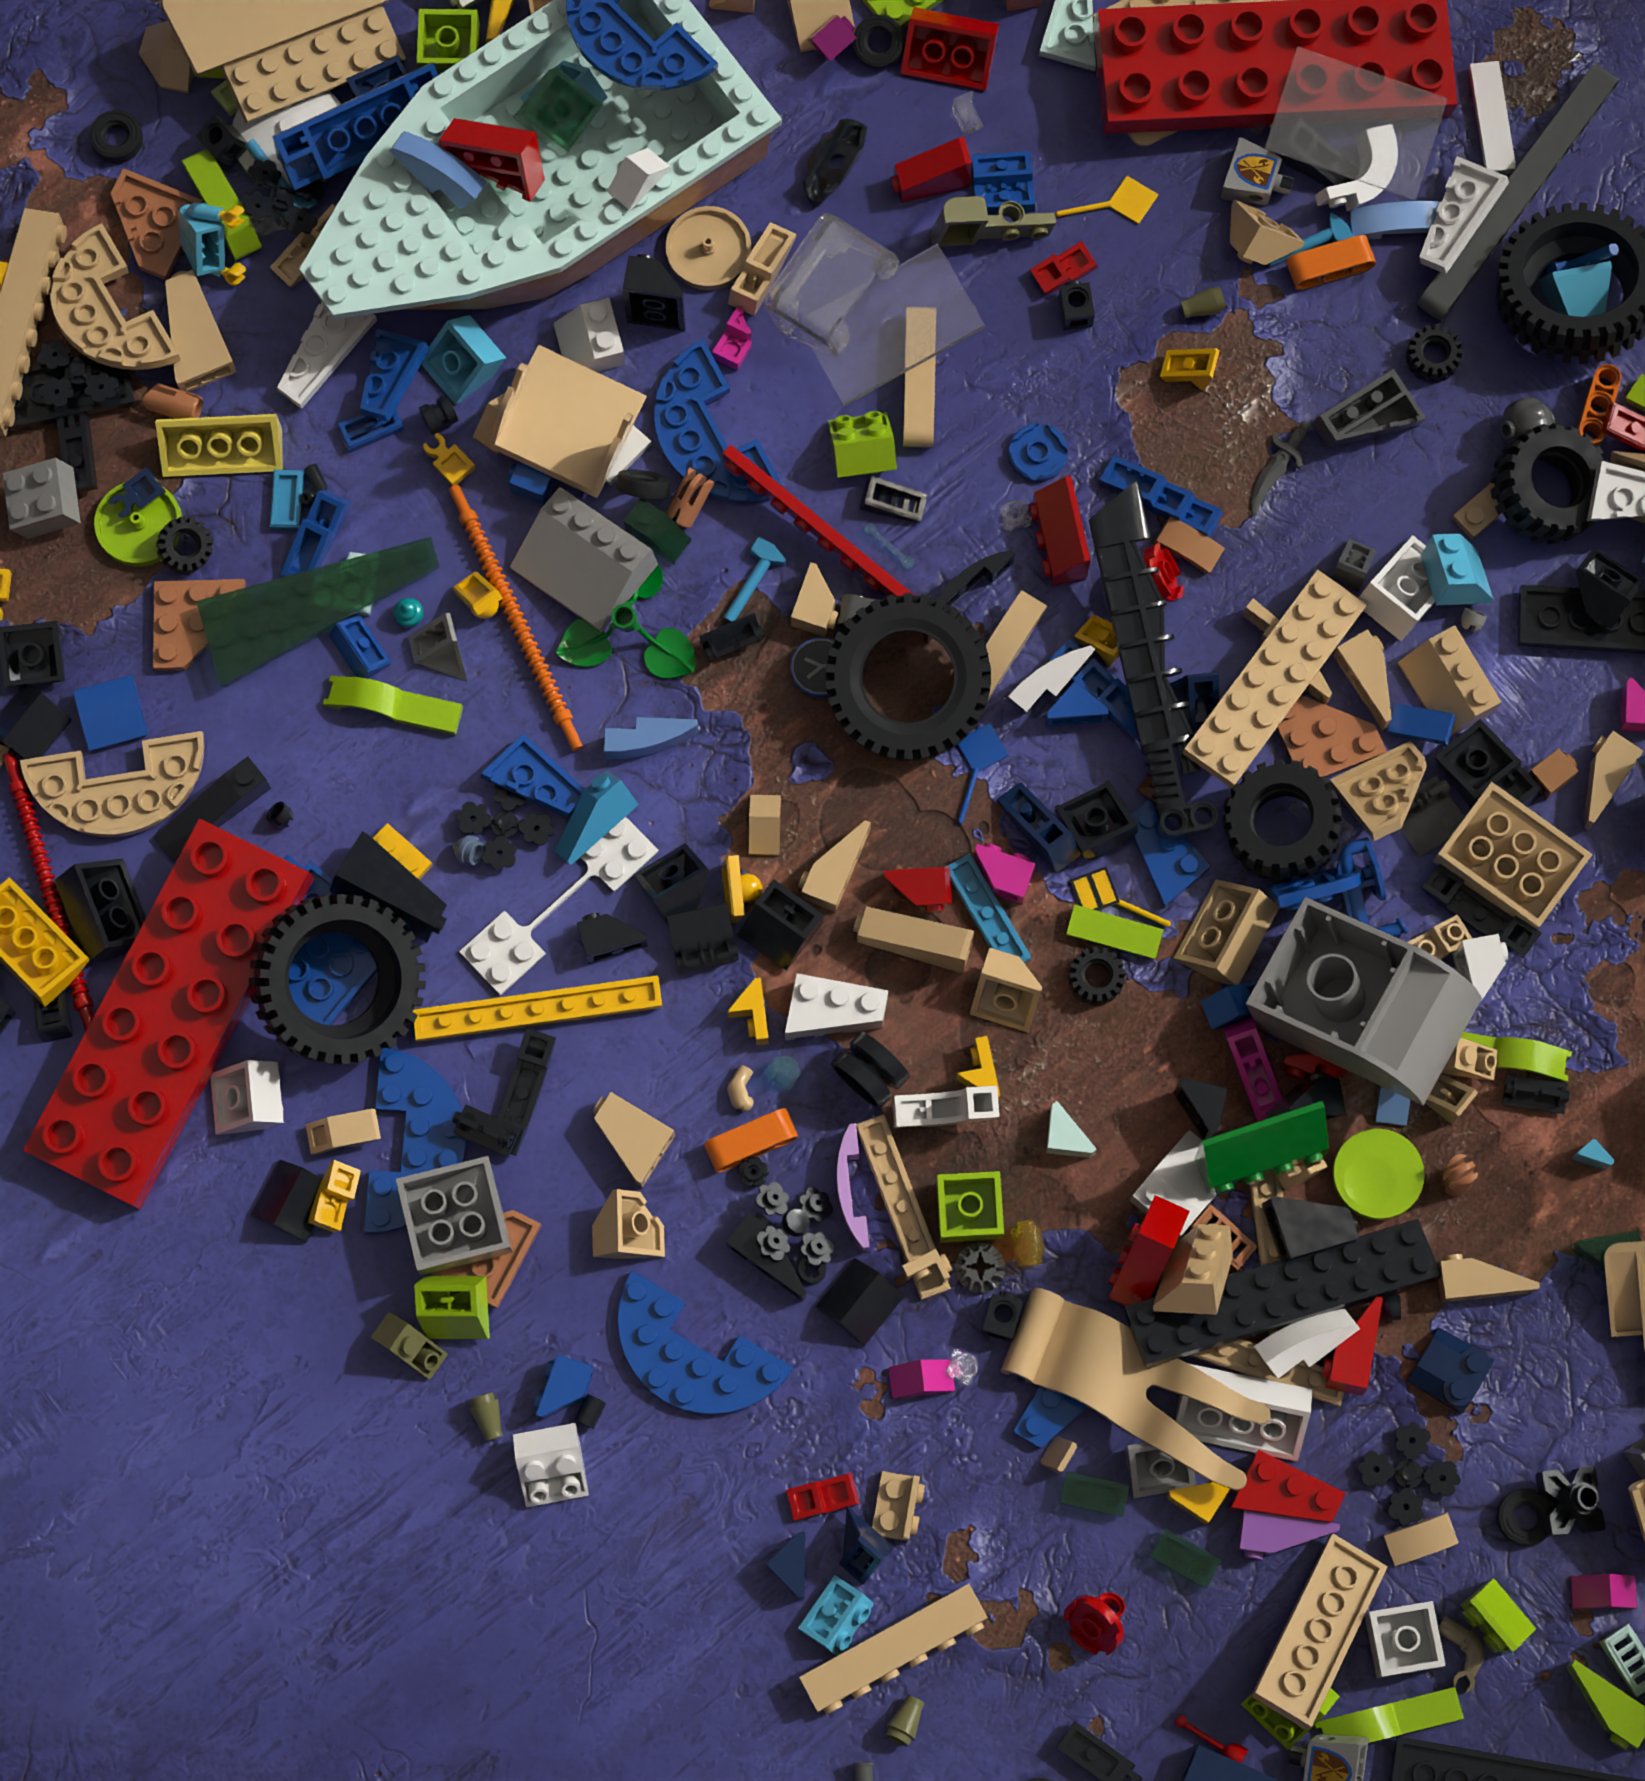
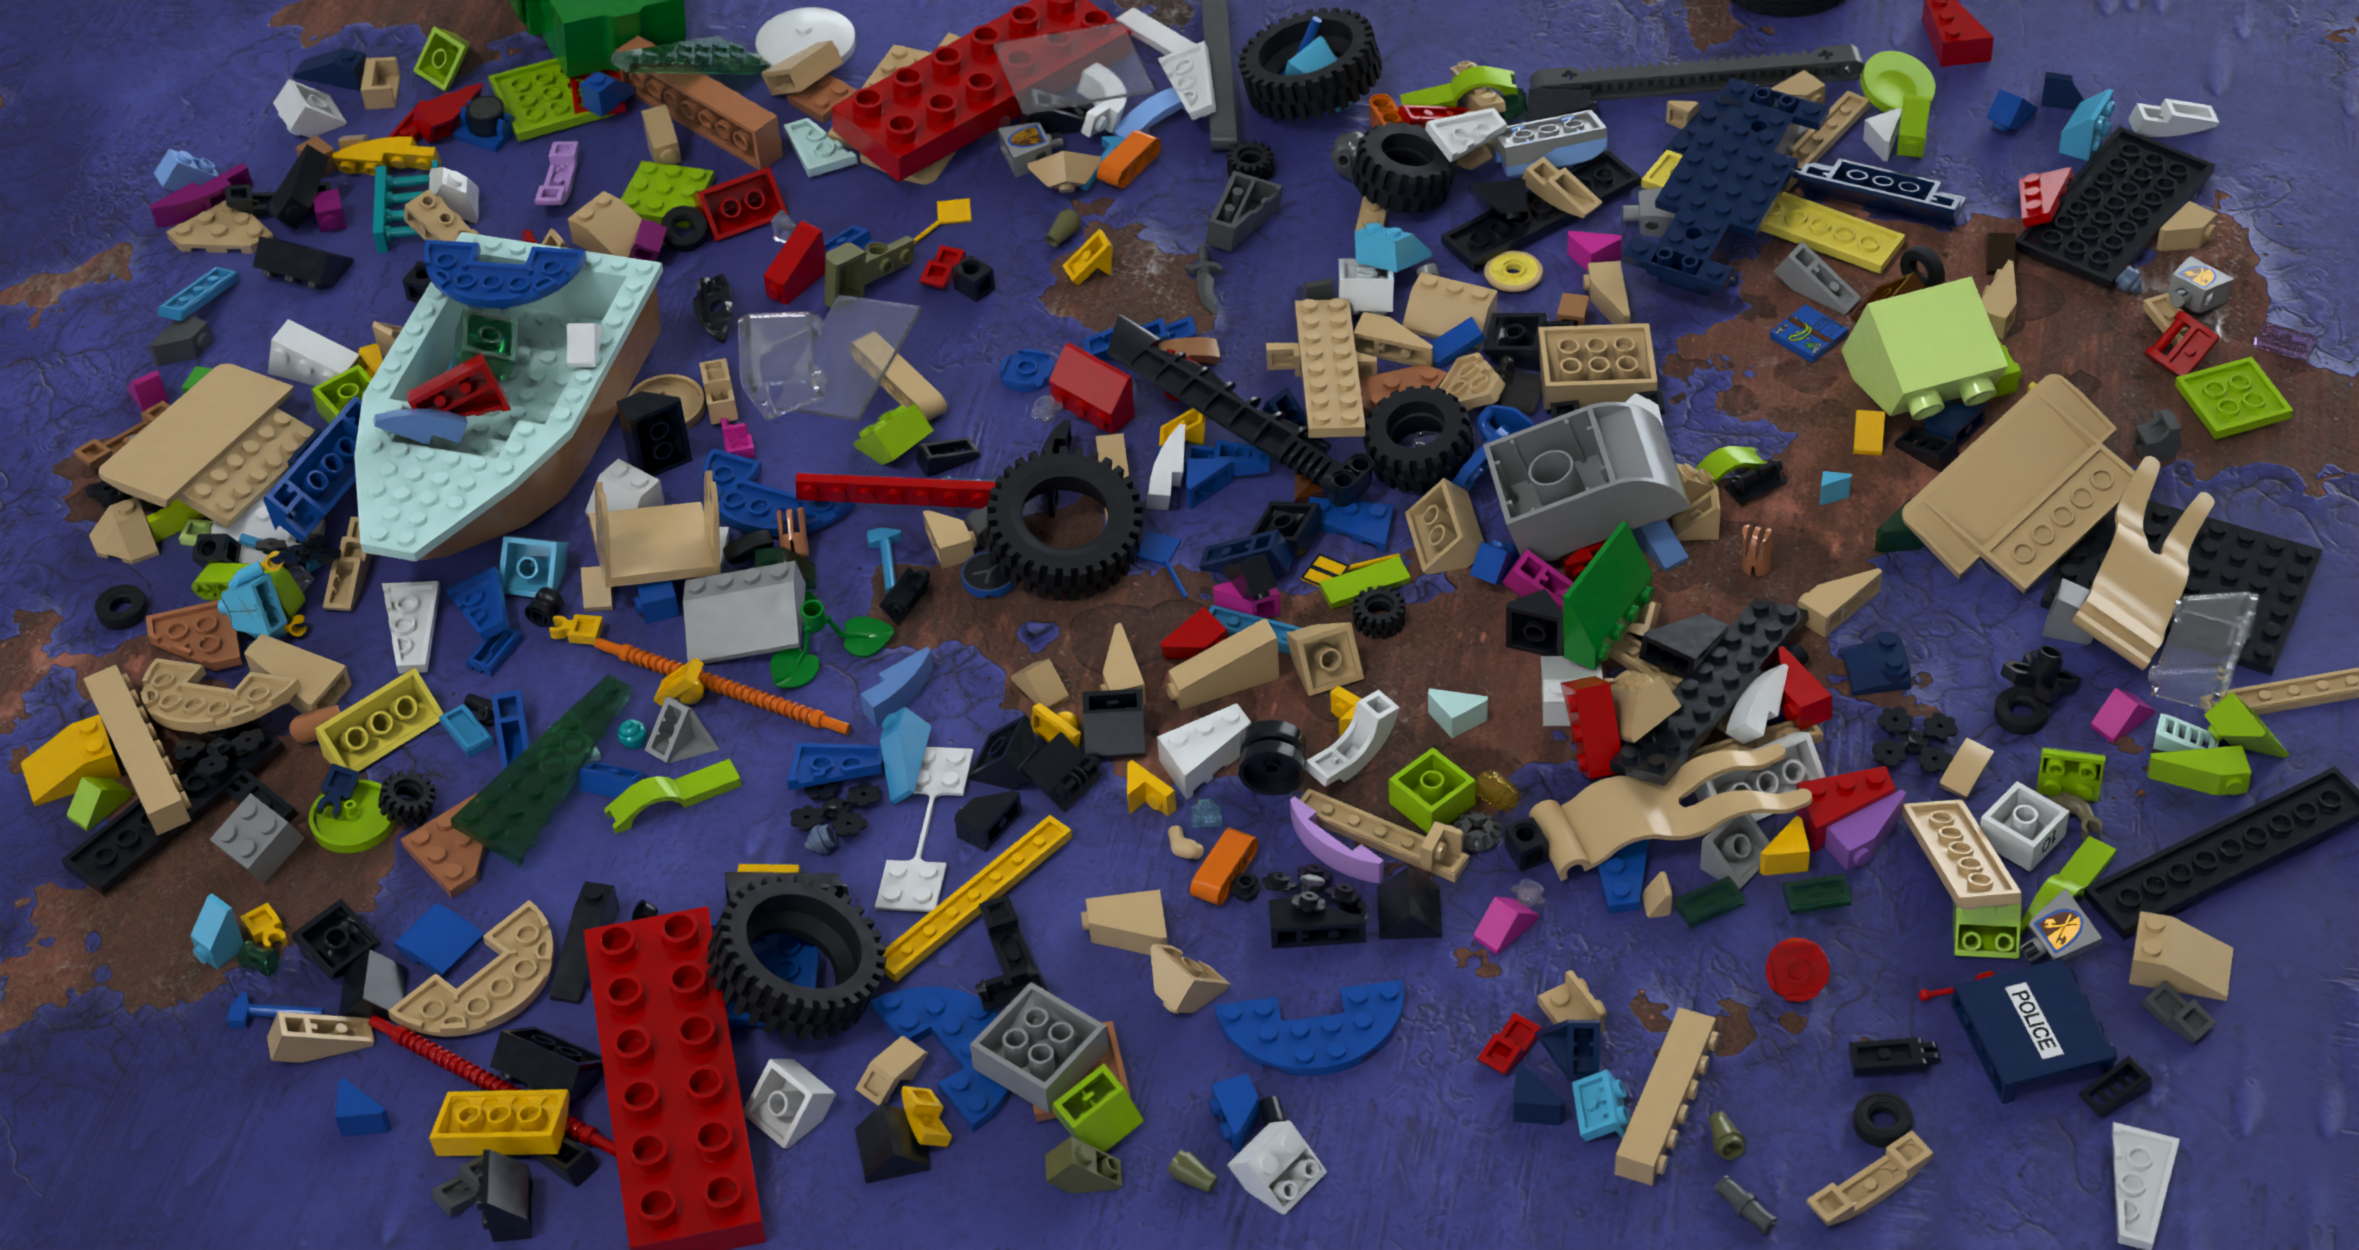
camera: 35 degrees left, 30 degrees down
(1008, 865) = (1251, 576): none -> black slope
(1378, 1174) = (1700, 586): lime piece -> none
(1547, 693) = (1528, 277): none -> light yellow wheel

